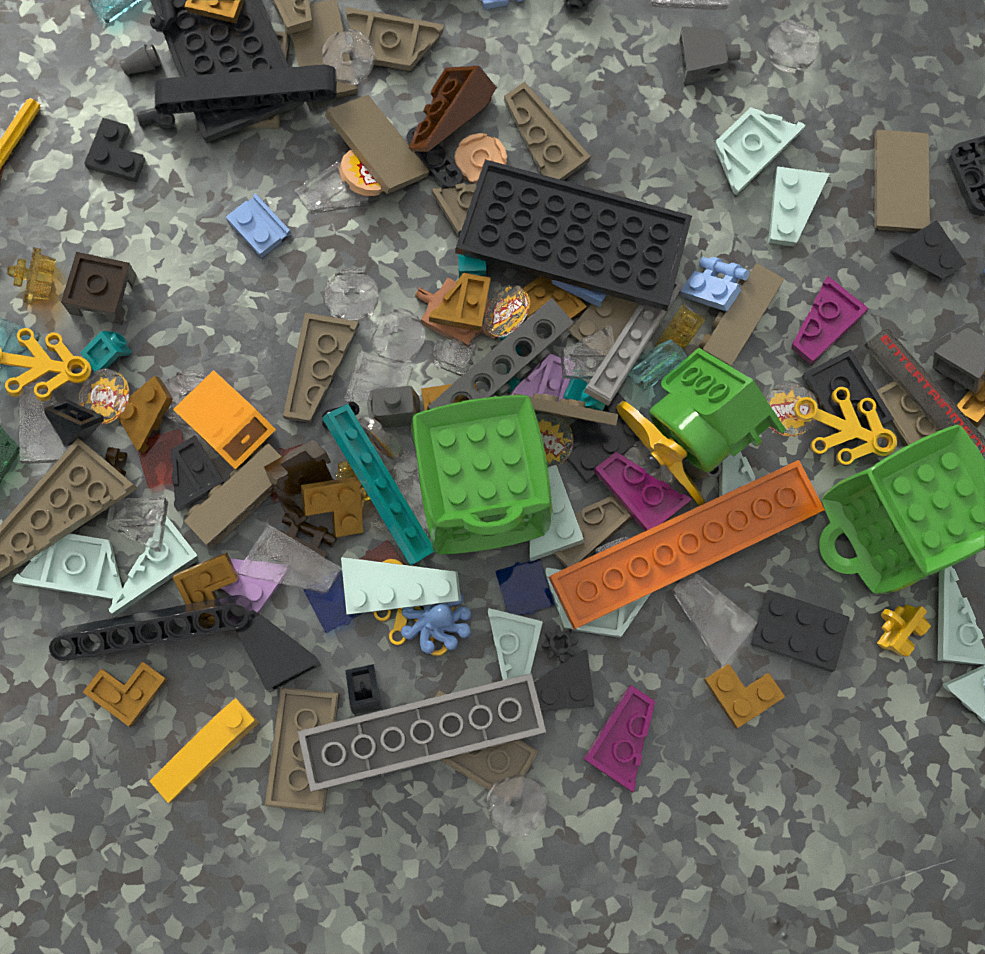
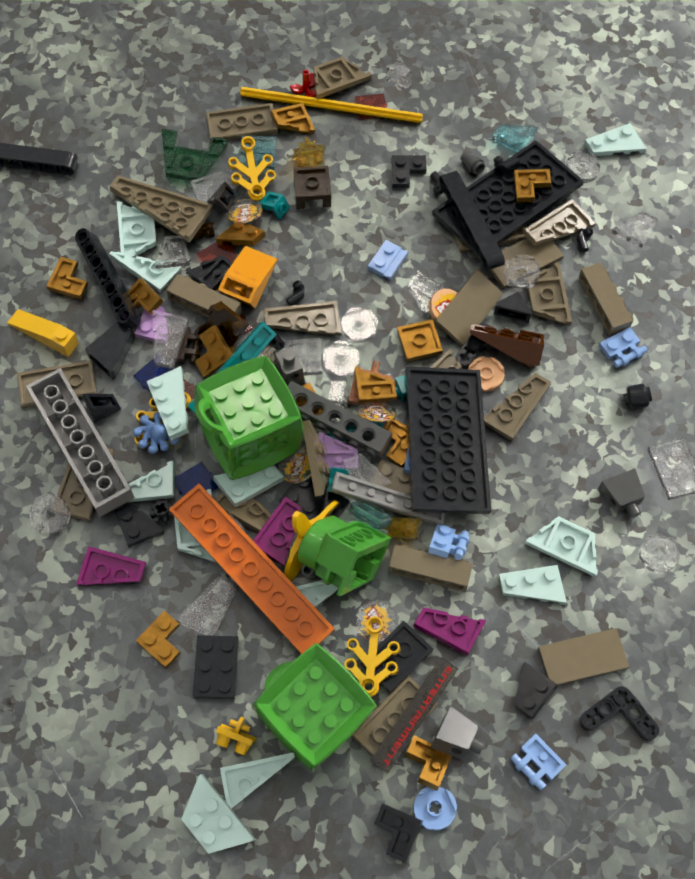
camera: 75 degrees right, 10 degrees down
(270, 363) = (298, 293): none -> black arm
(397, 87) = (514, 308): none -> black slope
(404, 224) = (419, 340): none -> pearl gold plate

